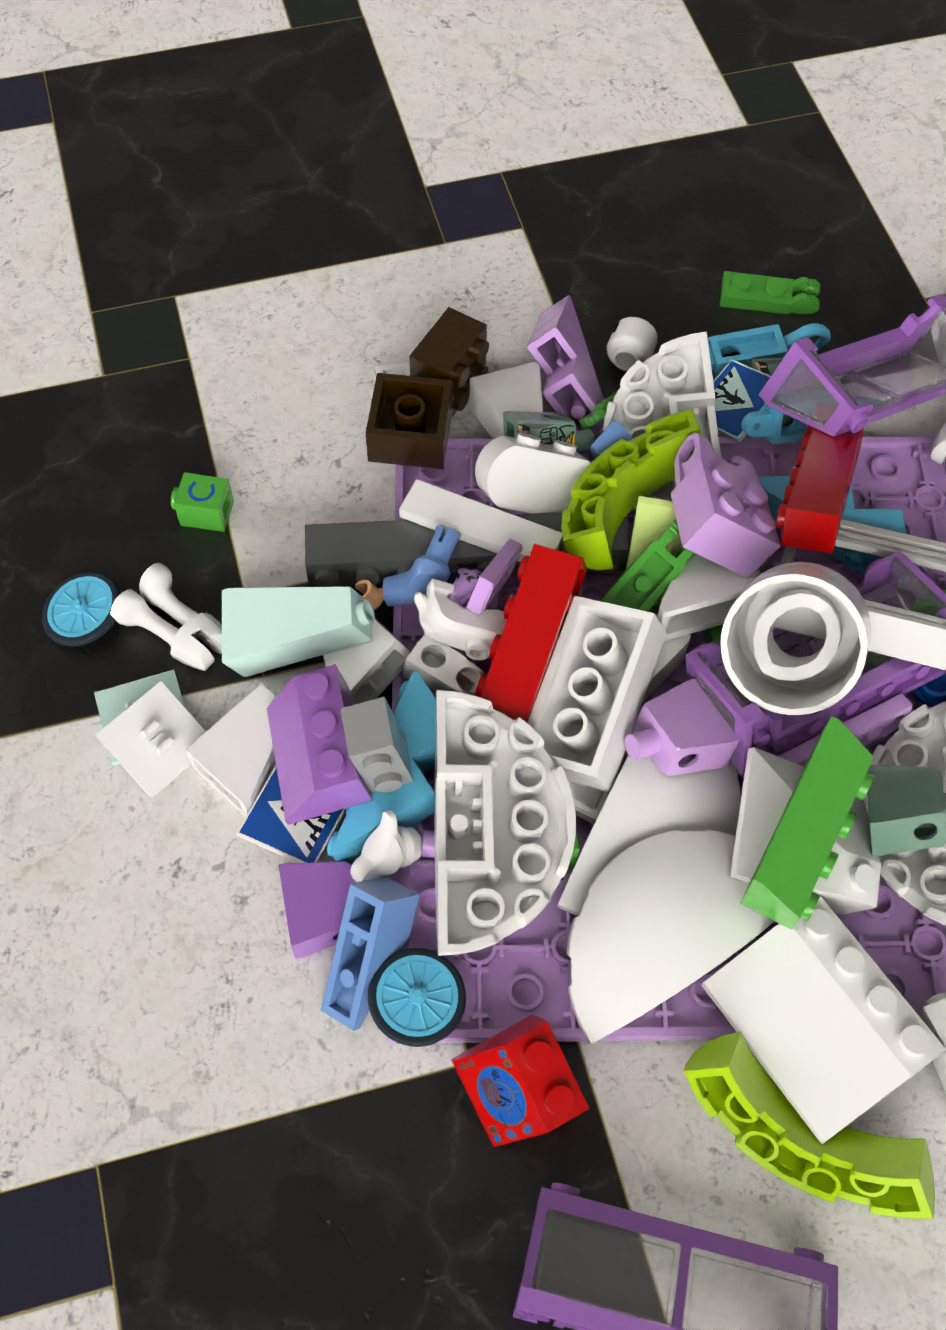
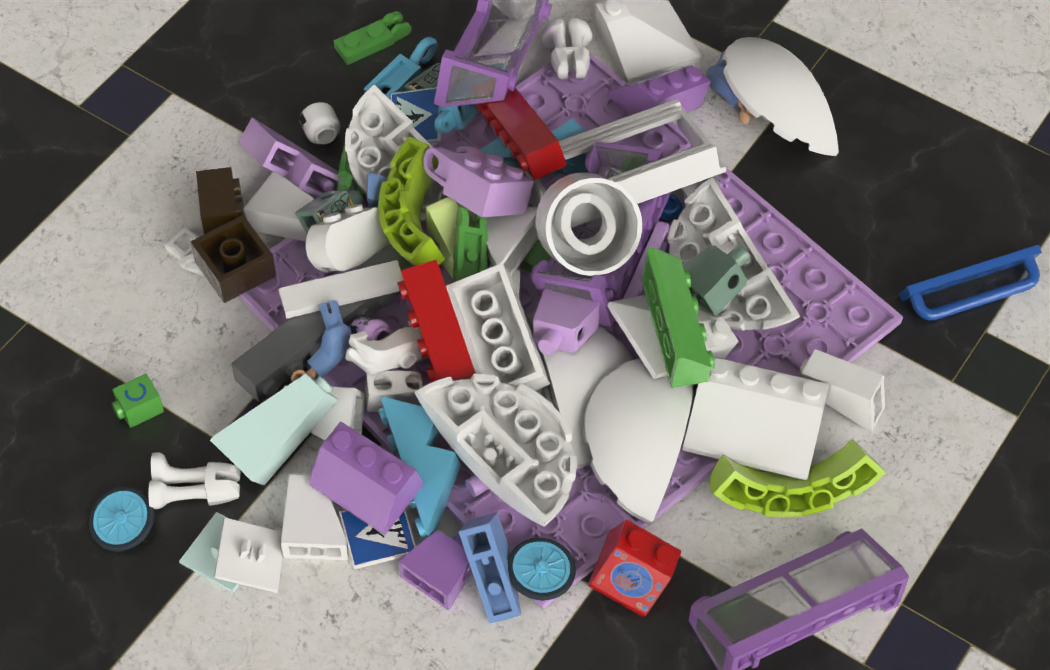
camera: 40 degrees left, 5 degrees down
(376, 745) = (409, 443): light grey brick -> none
(387, 850) = (455, 506): white animal -> none
(494, 576) = (383, 310): lavender tile -> none

